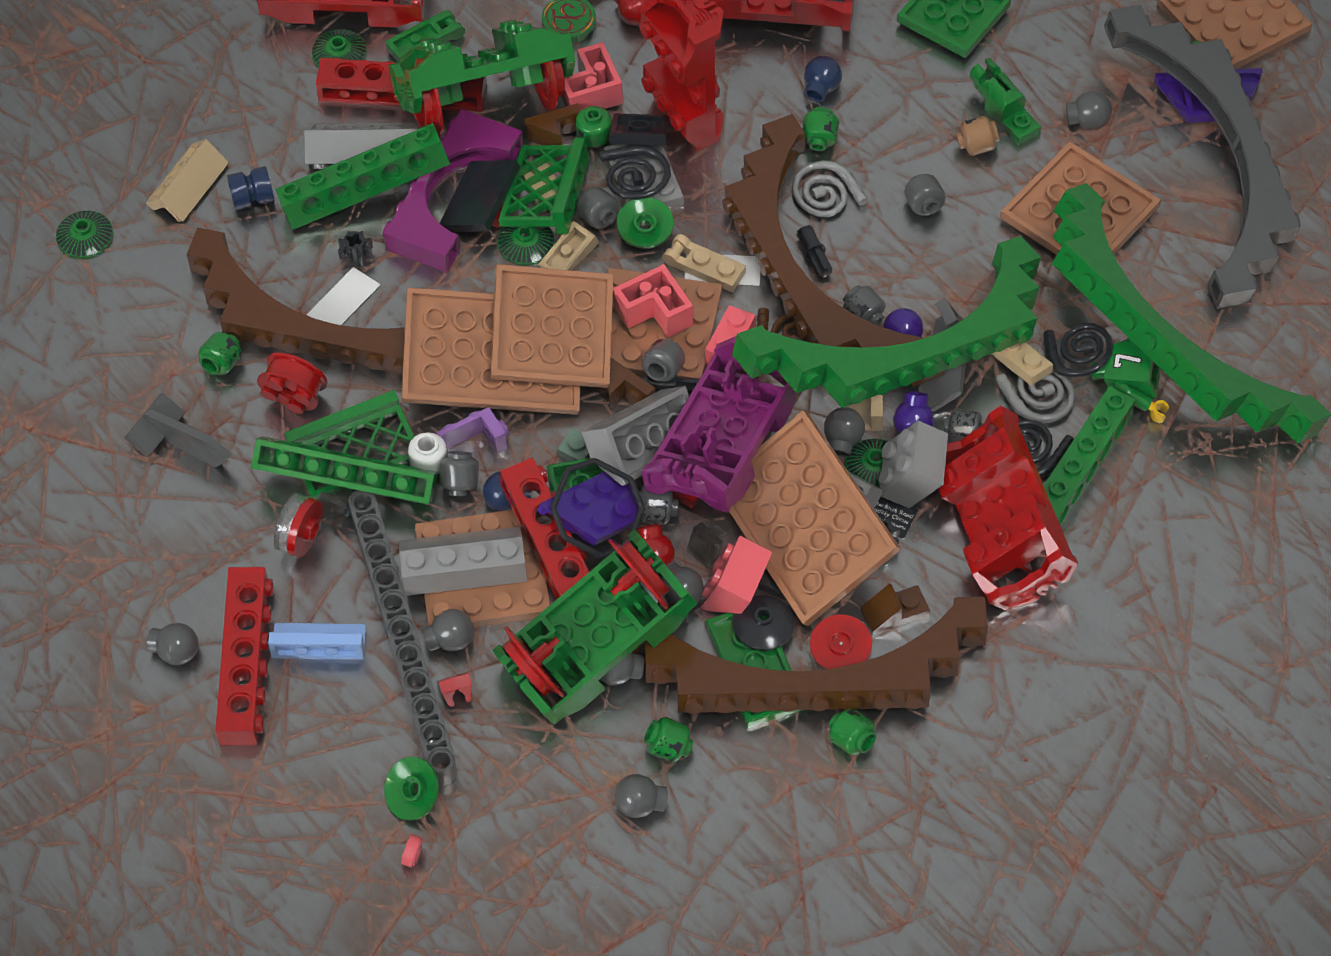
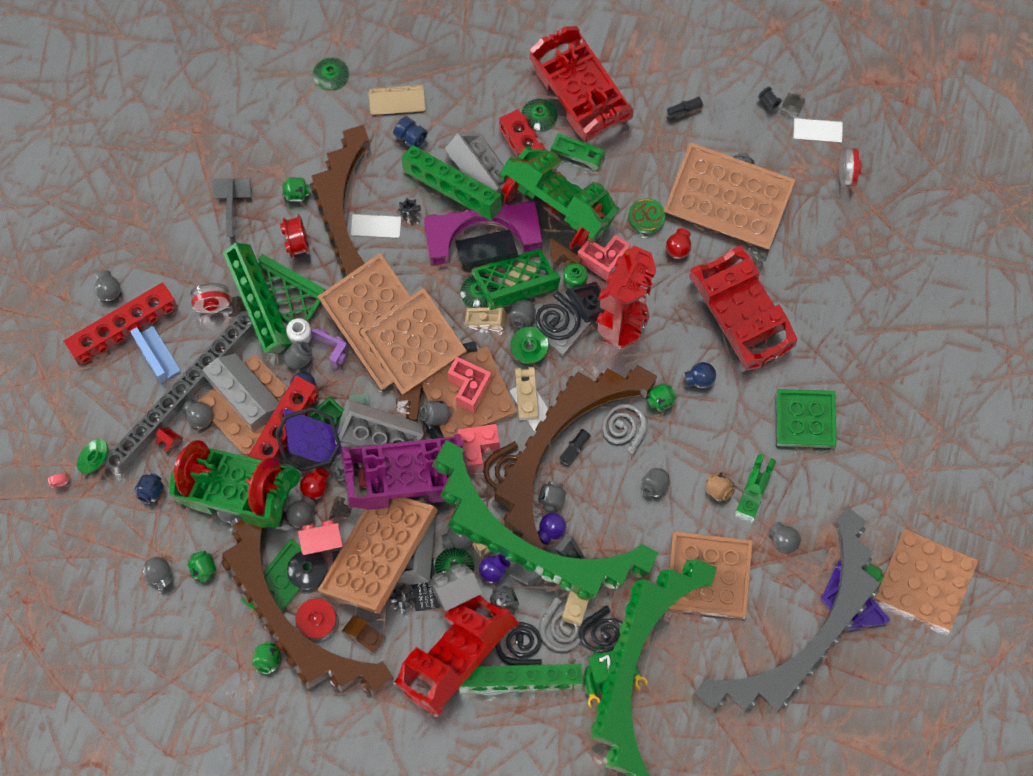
camera: 55 degrees right, 10 degrees up
(511, 744) = (149, 488): none -> dark blue head

